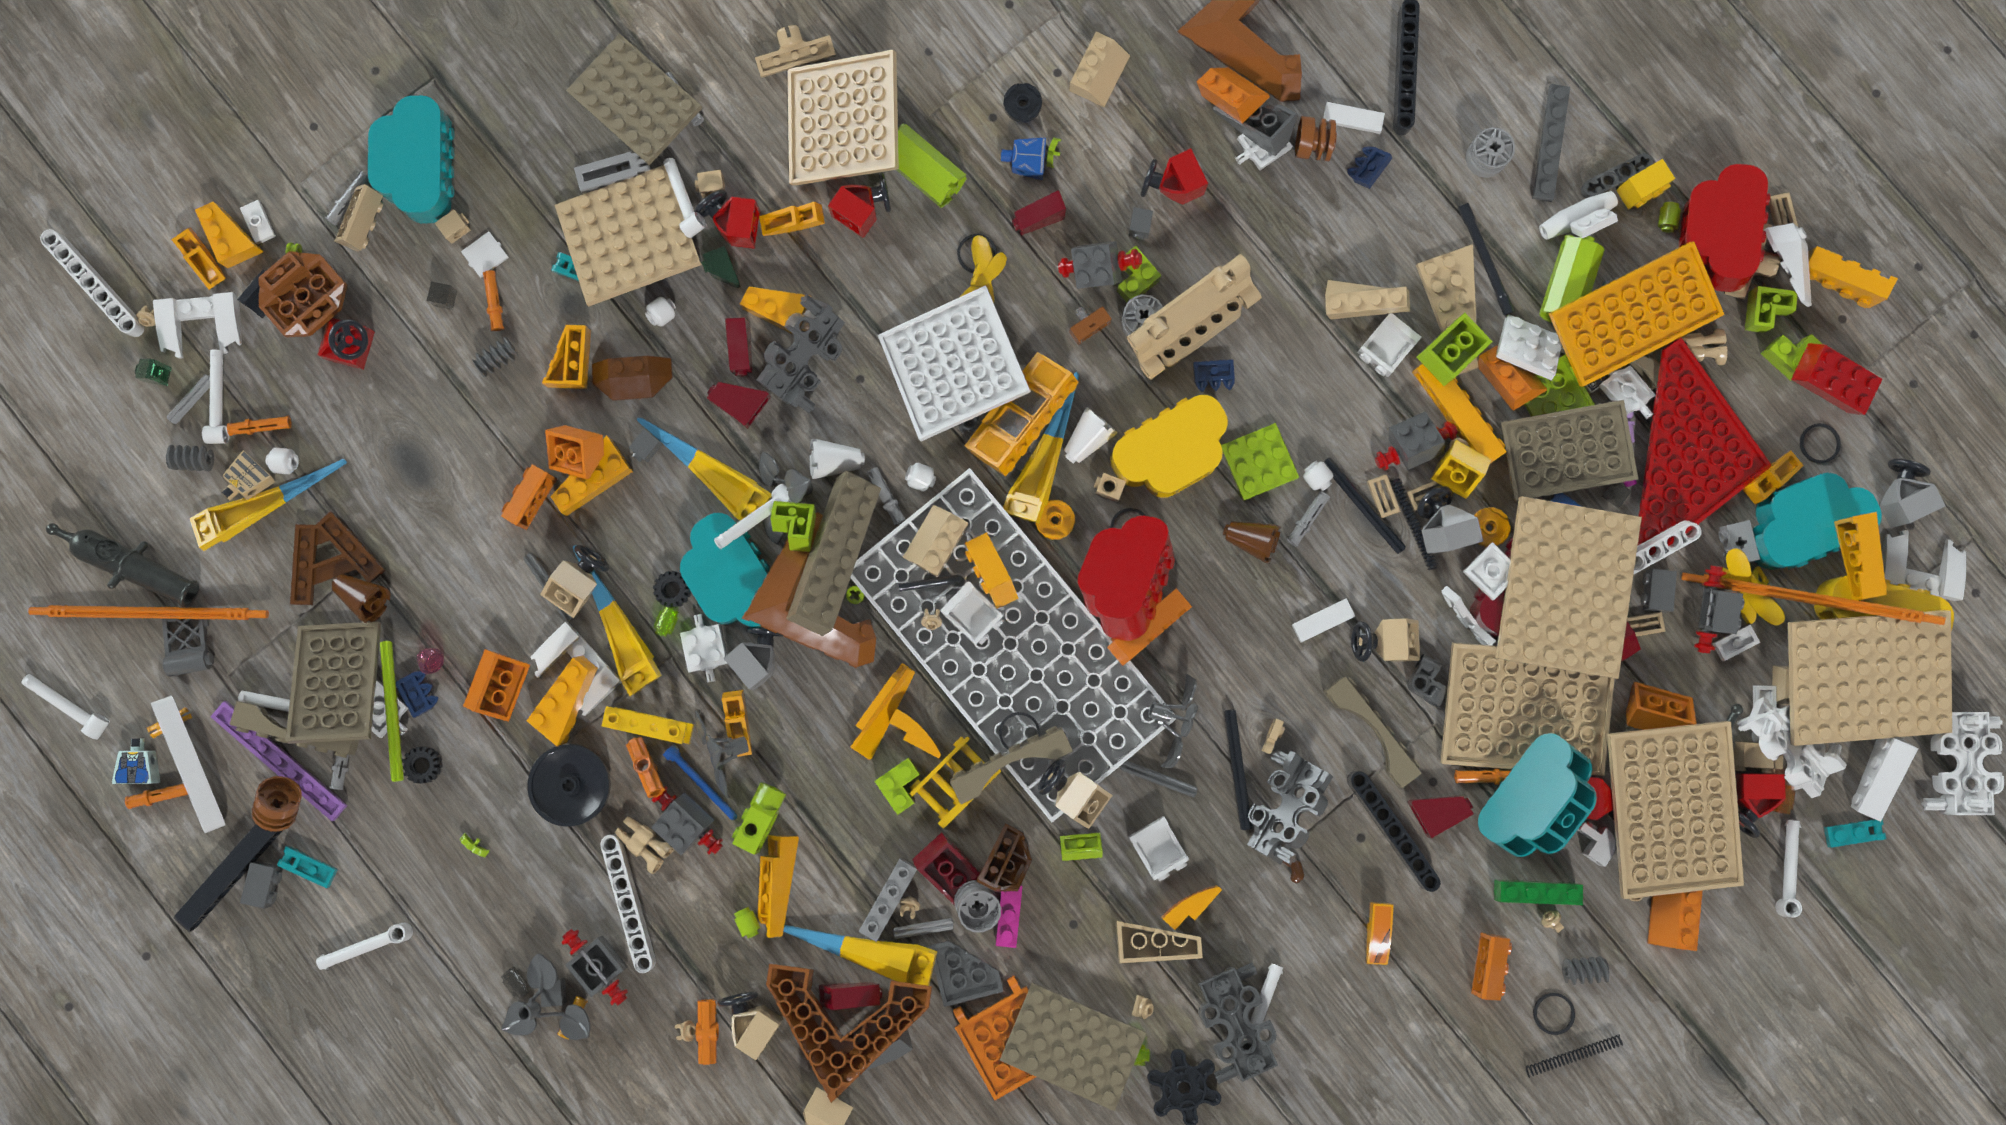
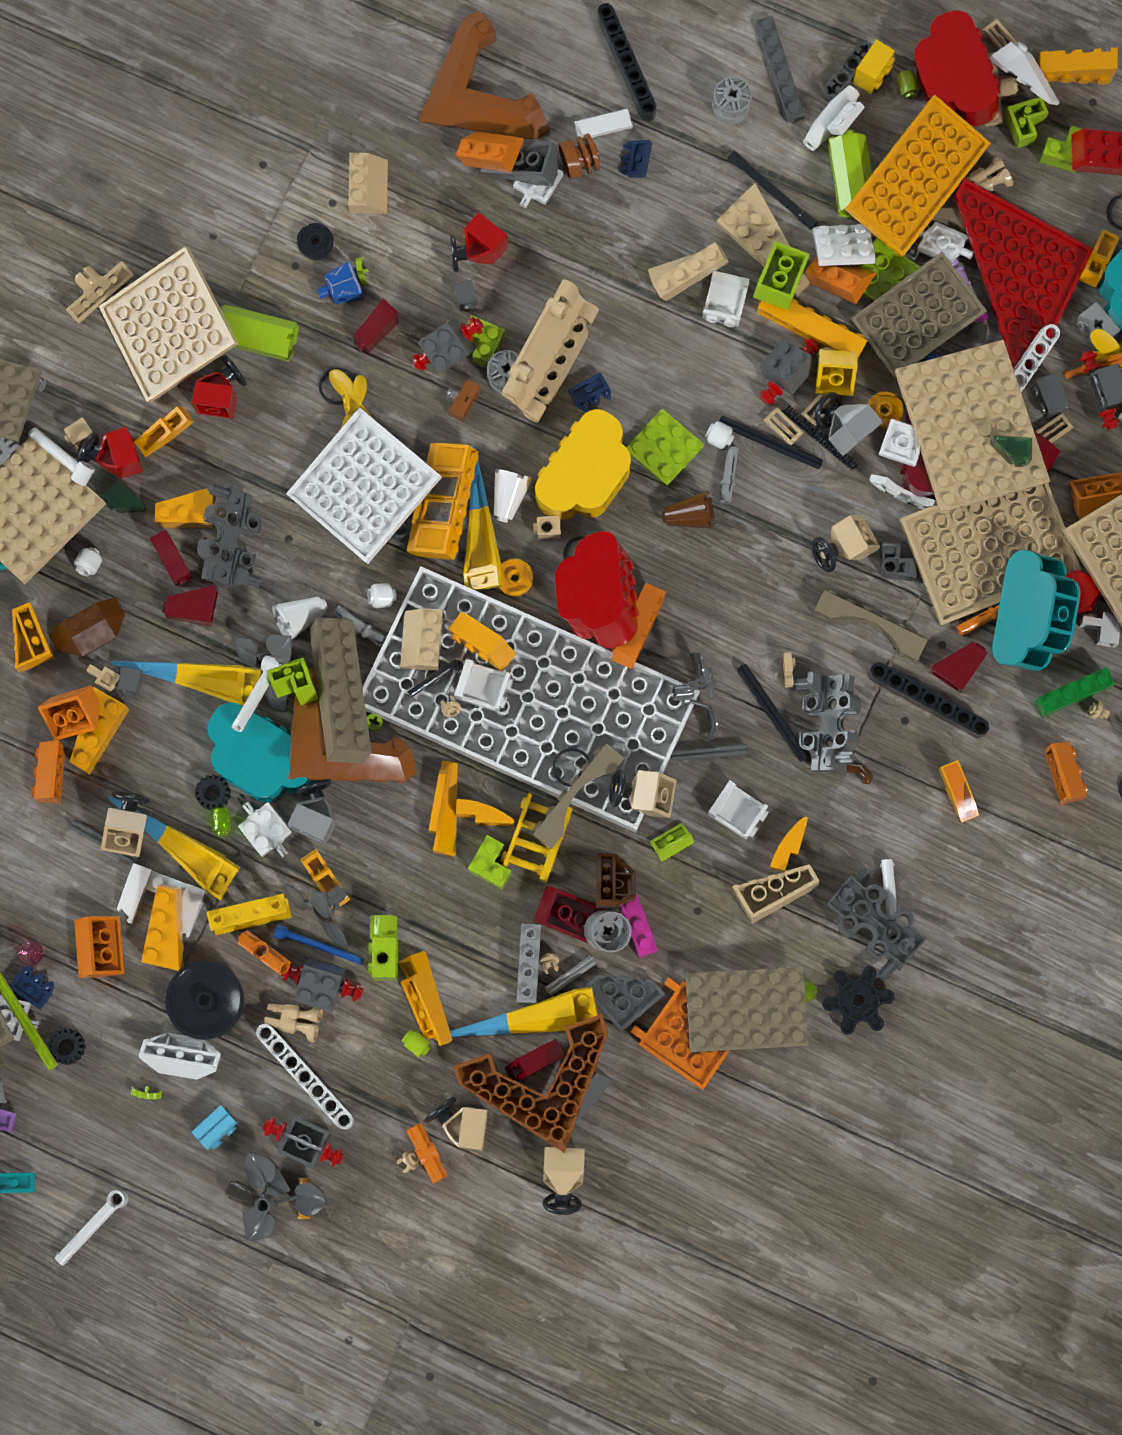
camera: 25 degrees left, 5 degrees down
(521, 826) = (180, 1055): none -> white wedge
(521, 909) = (215, 1128): none -> medium azure brick
(624, 432) = (106, 678): none -> tan plate
(1143, 1007) = (790, 951): tan plate -> none
(1323, 620) = (783, 554): white tile -> none
(1598, 632) = (1013, 449): none -> clear green slope

